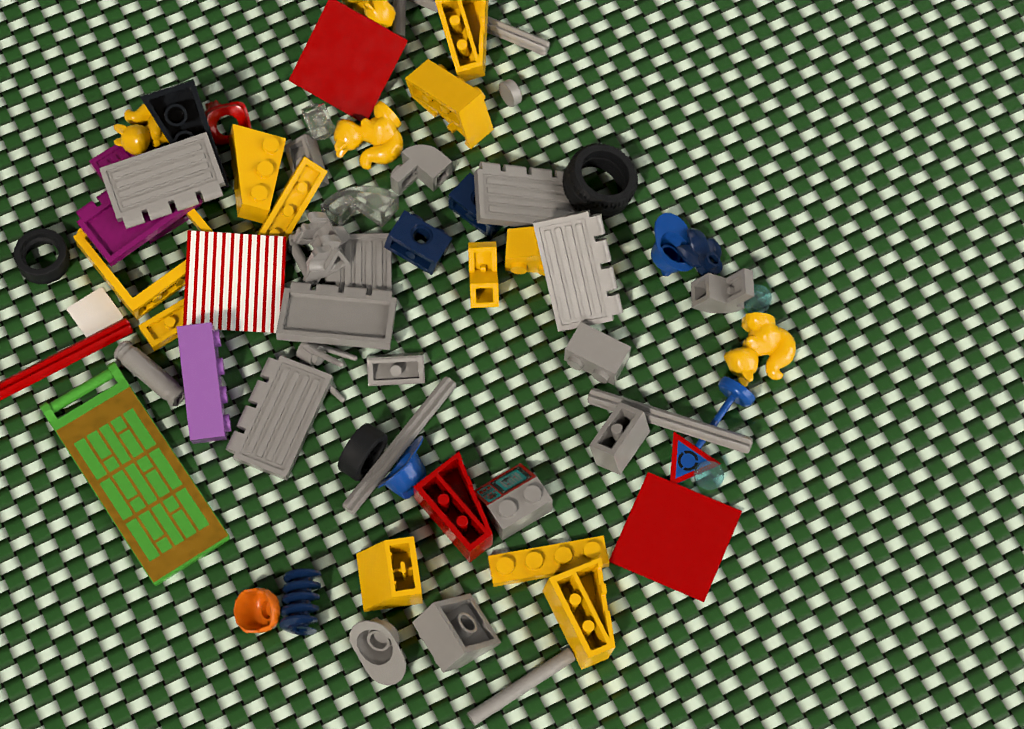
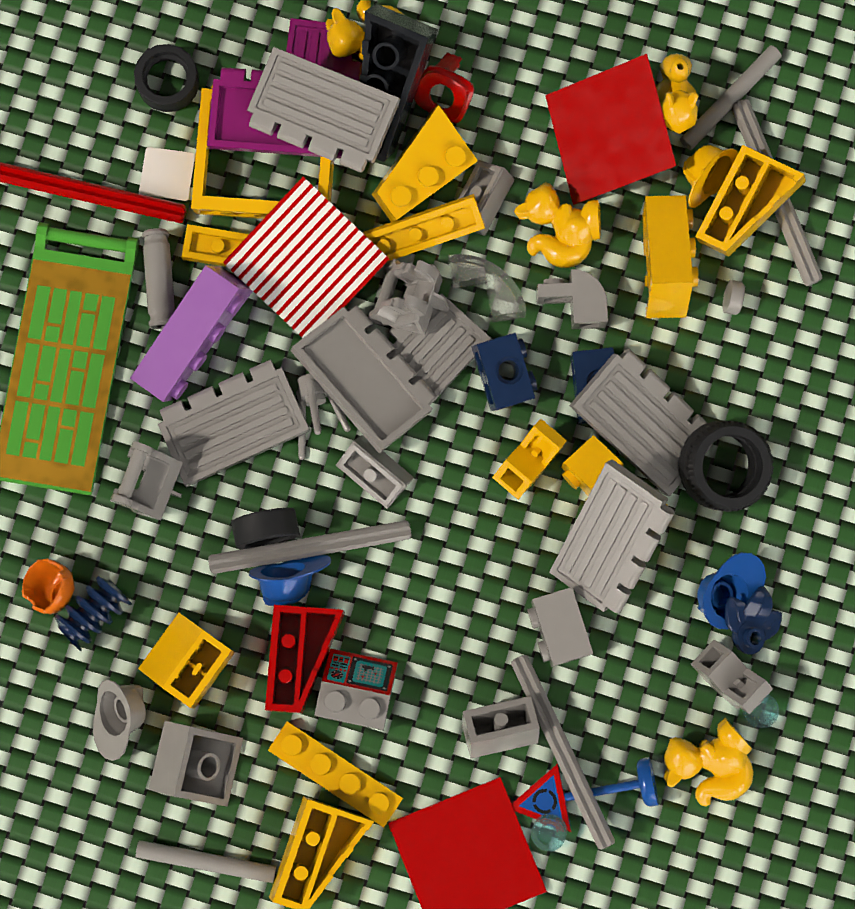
camera: 45 degrees right, 15 degrees up
(263, 487) = (156, 483): none -> light grey piece
(318, 121) = (528, 164): clear piece -> none
(427, 36) = (707, 172): none -> yellow piece

